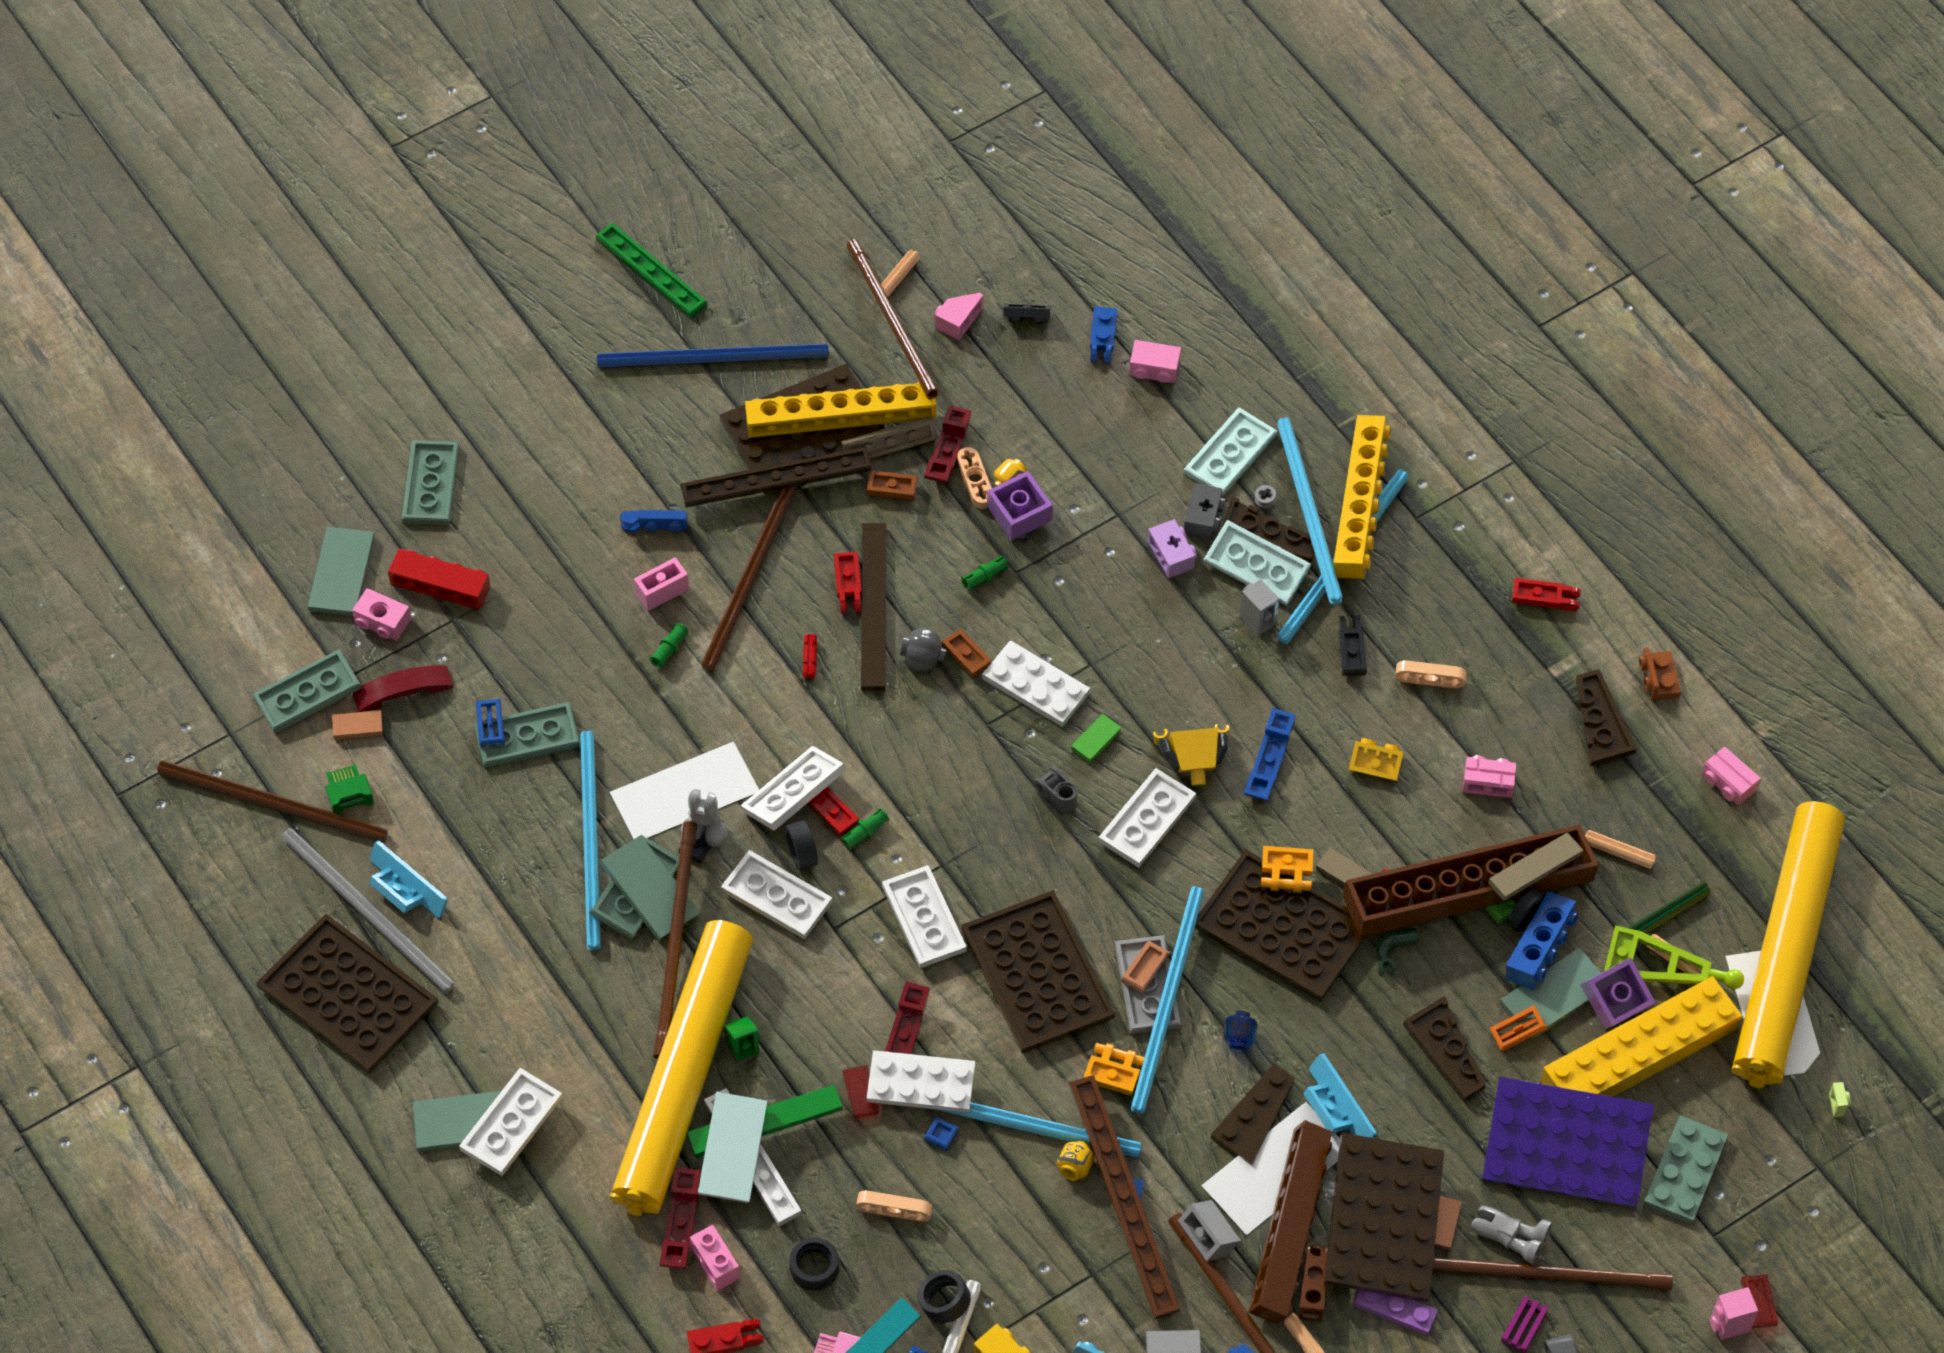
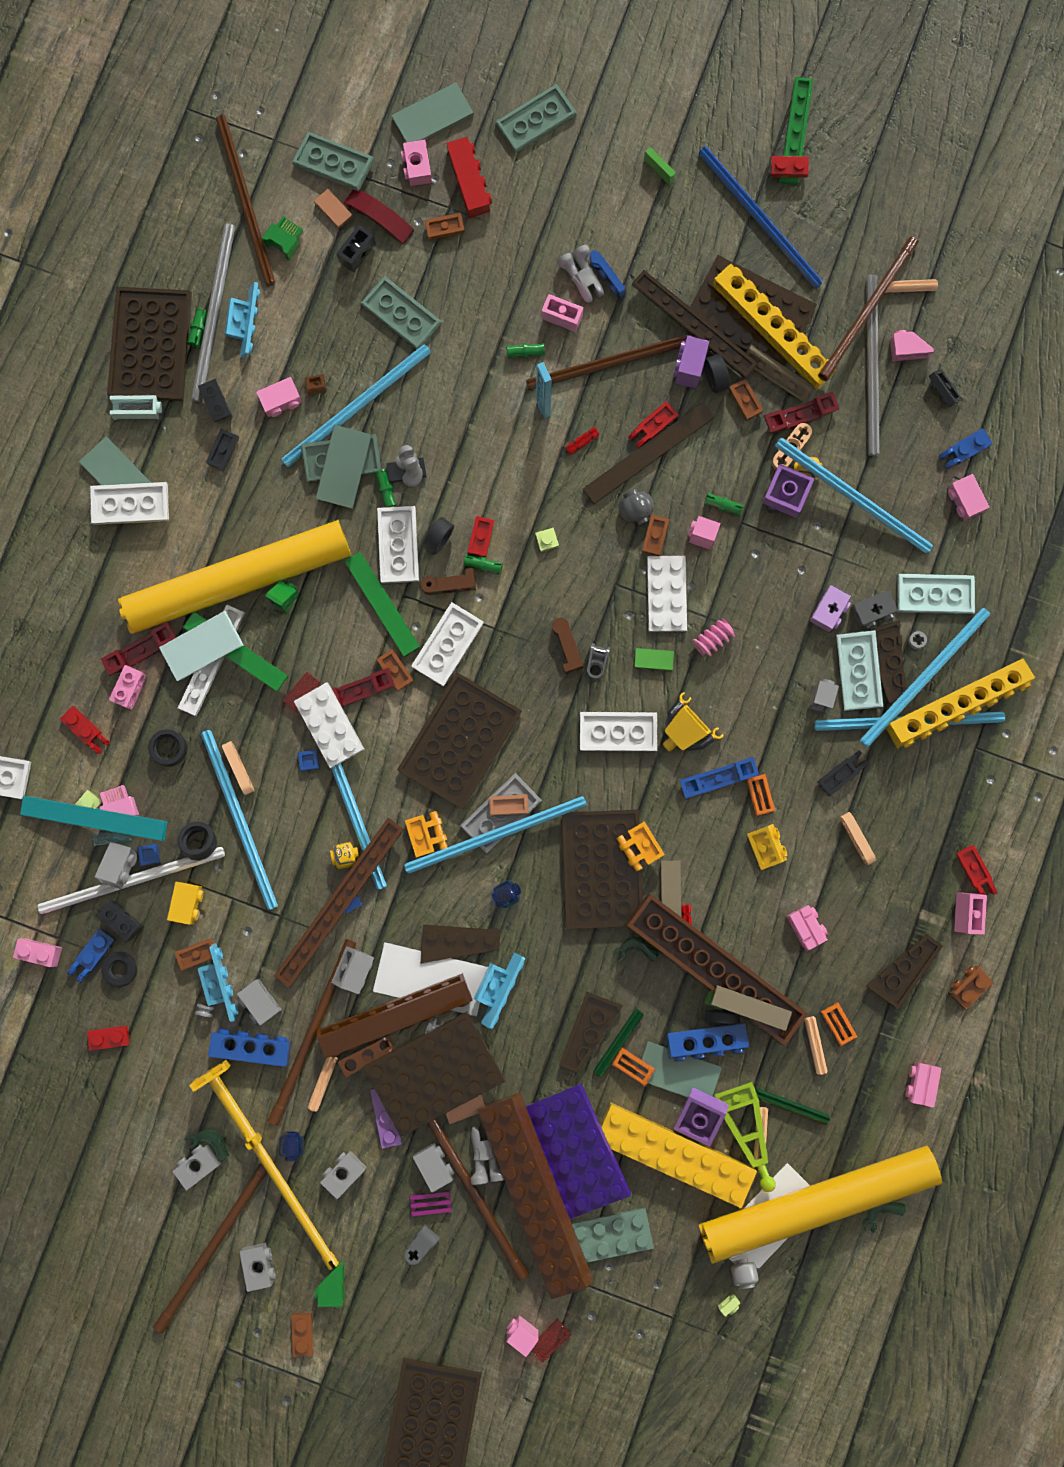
camera: 55 degrees right, 25 degrees up
(371, 935) = (197, 327): none -> green pin
(406, 1051) = (135, 407): none -> light aqua window
(424, 726) = (356, 248): none -> black brick
(470, 964) = (215, 400): none -> black brick
(471, 634) = (444, 226): none -> dark orange plate
(491, 739) = (394, 290): blue tile -> none
(519, 903) = (279, 397): none -> bright pink brick
(528, 997) = (222, 450): none -> black plate
(534, 861) = (315, 384): none -> reddish brown tile
(582, 405) = (659, 166): none -> bright green tile
(642, 545) = (585, 276): none -> light grey piece
(662, 798) = (432, 436): white sticker -> none
(685, 296) = (789, 166): none -> red plate
(687, 843) = (386, 467): reddish brown piece -> none
(710, 869) = (385, 488): none -> green pin
(741, 632) = (543, 390): none -> medium azure tile
(793, 788) = (477, 500): white plate -> none
(814, 502) = (690, 362): none -> medium lavender brick
(827, 952) = (382, 604): none -> green tile
(843, 498) = (717, 373): none -> black tyre
(871, 856) = (449, 584): none -> reddish brown leg
(887, 755) = (547, 540): none -> yellowish green plate
(896, 980) = (398, 671): none -> dark orange plate
(952, 1244) = (239, 820): none -> medium azure axle
(957, 361) = (872, 371): none -> light grey axle
(1002, 603) = (703, 532): none -> bright pink brick
(1017, 805) = (562, 629): none -> reddish brown leg
(1072, 451) = (853, 495): none -> medium azure axle
(1118, 668) = (713, 637): none -> bright pink piece
(1315, 737) = (751, 790): none -> orange tile
(1481, 1029) = (618, 1043): none -> dark green axle
(1486, 1291) = (433, 1167): none -> light grey brick
(1583, 622) = (970, 913): none -> bright pink brick
(1589, 1203) = (535, 1196): none -> reddish brown brick
(1612, 819) = (830, 1010): none -> orange tile
(1815, 1064) = (744, 1274): none -> light grey head
(1835, 893) = (891, 1207): none -> clear green piece

